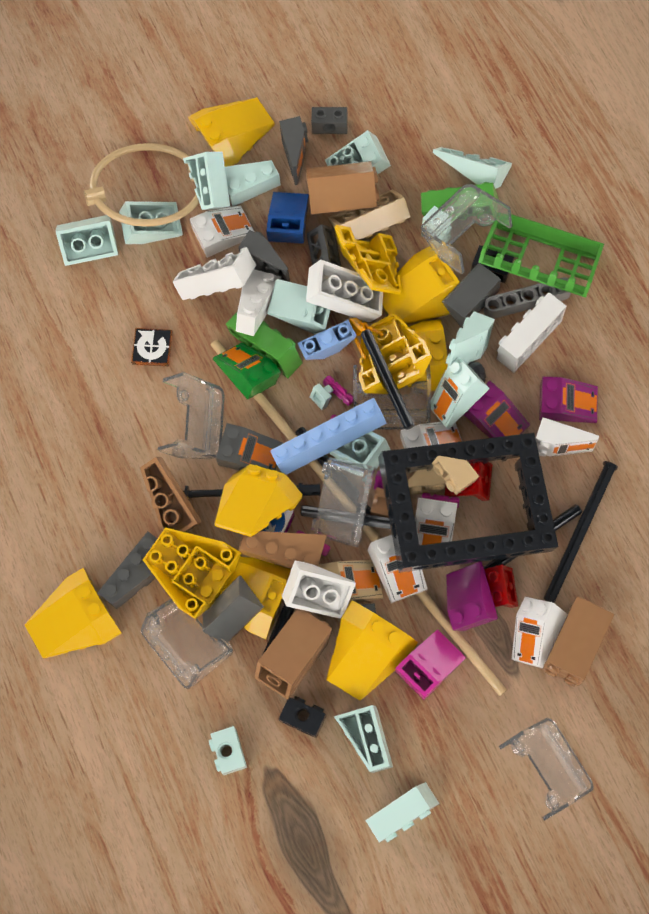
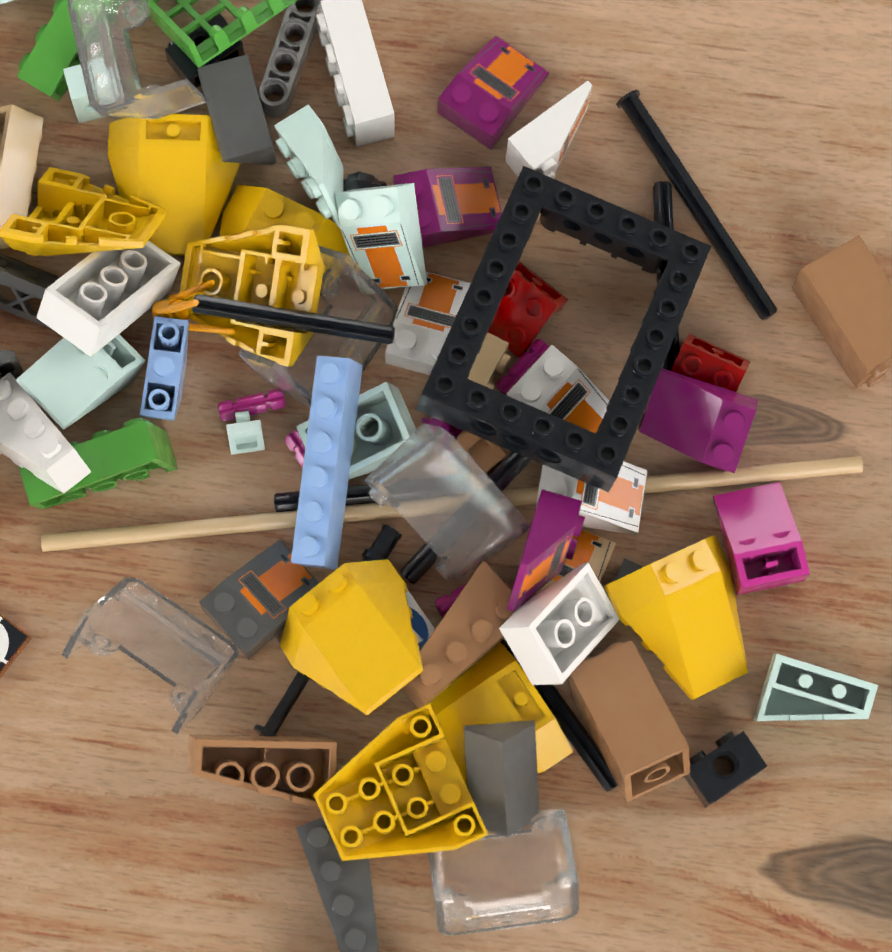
camera: 70 degrees left, 5 degrees up
(225, 738) = (728, 904): light aqua brick -> none
(248, 369) = (126, 517): green slope -> none
(349, 558) = (547, 545): none -> magenta slope
(455, 472) = (524, 311): tan slope -> none
(536, 631) = (809, 359): white slope -> none

